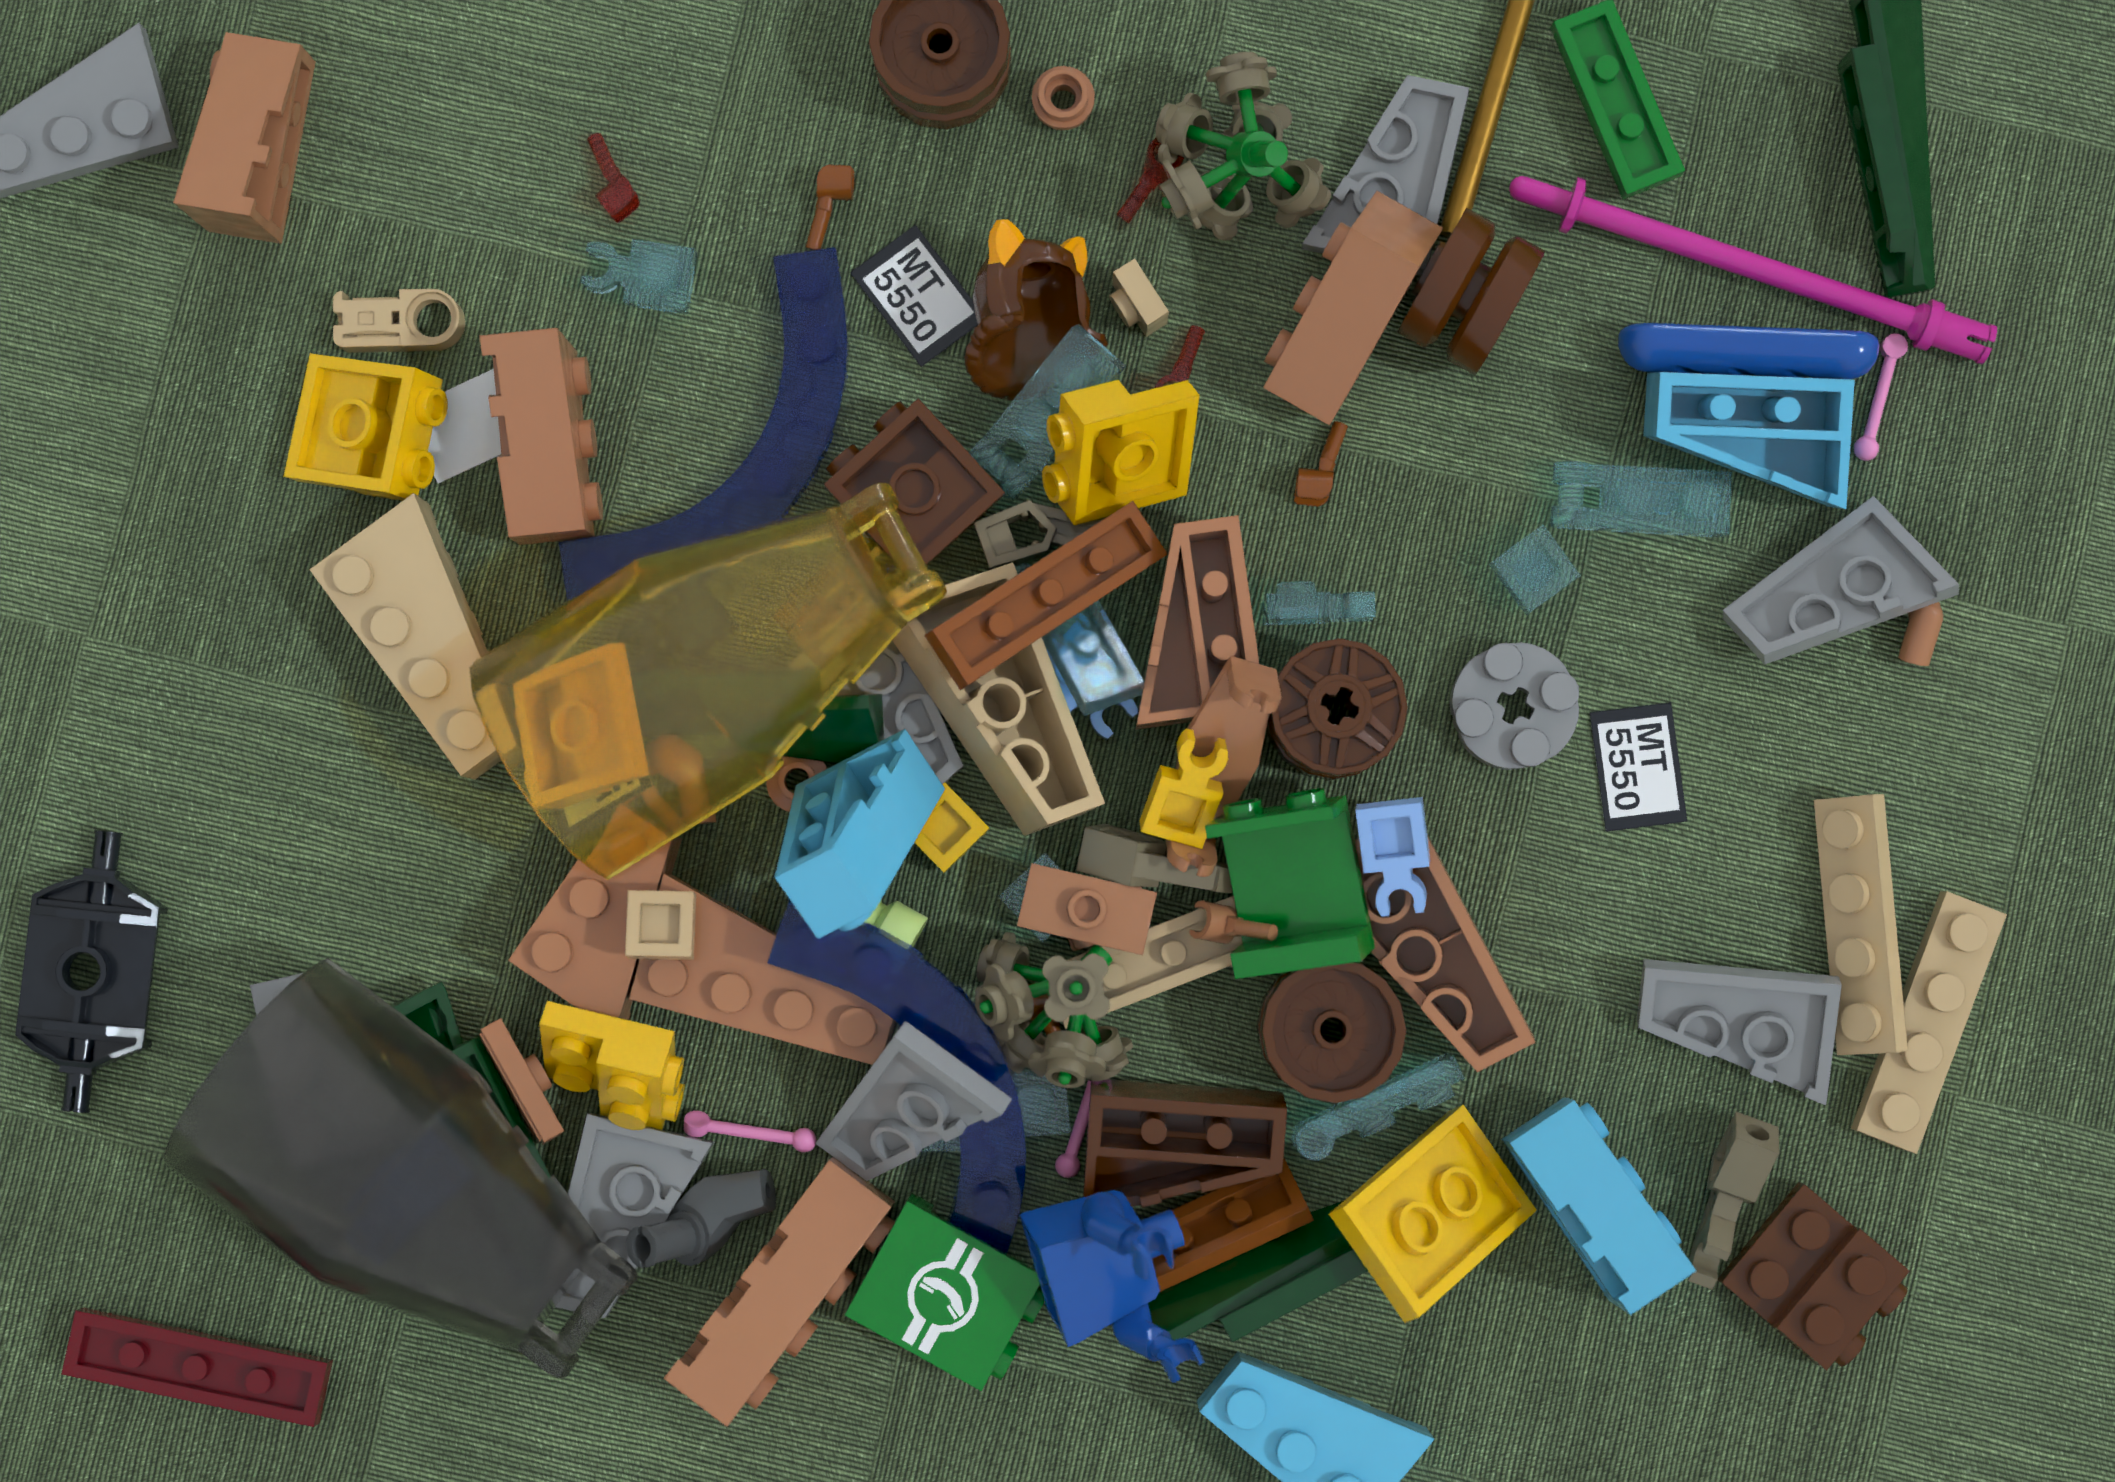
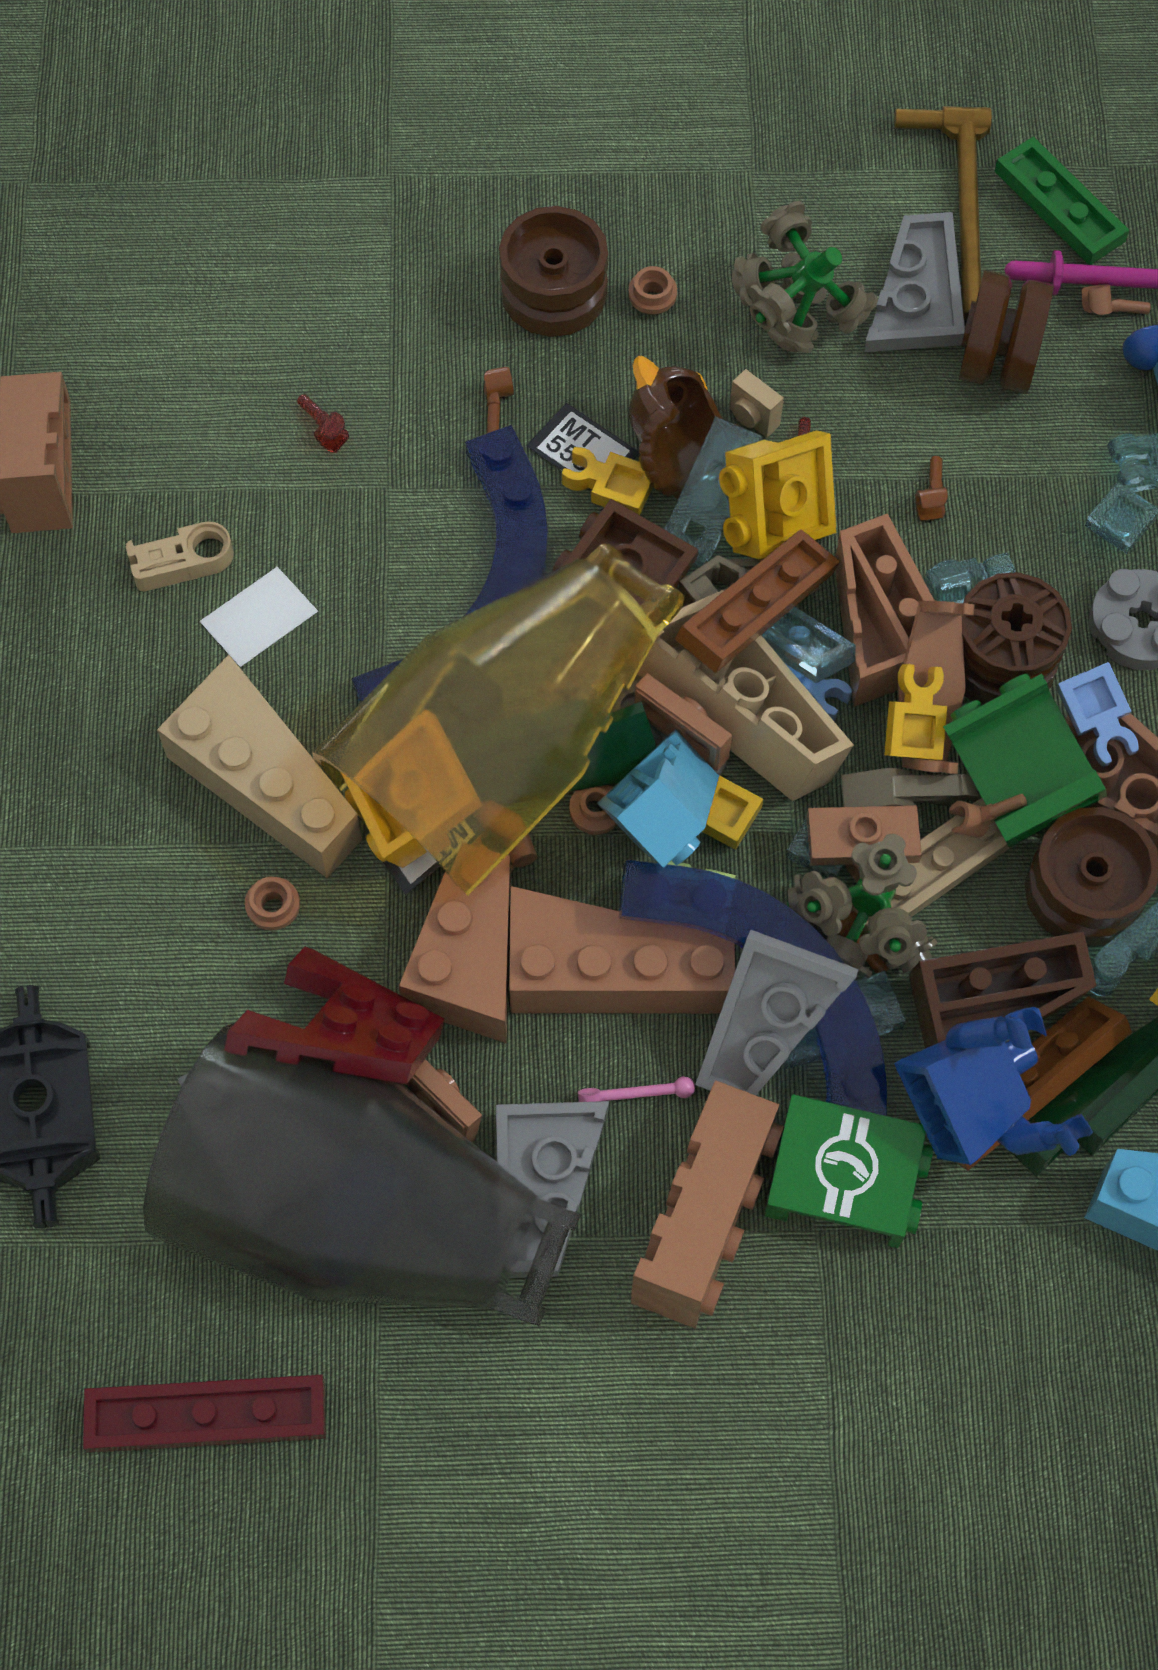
camera: 20 degrees left, 20 degrees down
(366, 427) = (174, 628): yellow plate -> none
(383, 800) = (268, 889): none -> nougat plate
(455, 1014) = (359, 1027): none -> dark red wing
(543, 436) = (317, 594): nougat wedge -> none
(620, 1058) = (509, 1046): yellow plate -> none
(653, 276) = (374, 480): clear light blue plate -> none
(660, 925) = (523, 914): tan plate -> none
(703, 1219) = (620, 1165): dark grey arm -> none
(919, 715) = (670, 712): none -> nougat plate
(937, 359) = (615, 479): none -> yellow plate
(1068, 1164) = (910, 1045): bright pink hinge -> none
(1149, 180) = (737, 324): clear red hand -> none
(1349, 307) = (917, 364): nougat wedge -> none
(1614, 262) = (1098, 300): none -> nougat hand

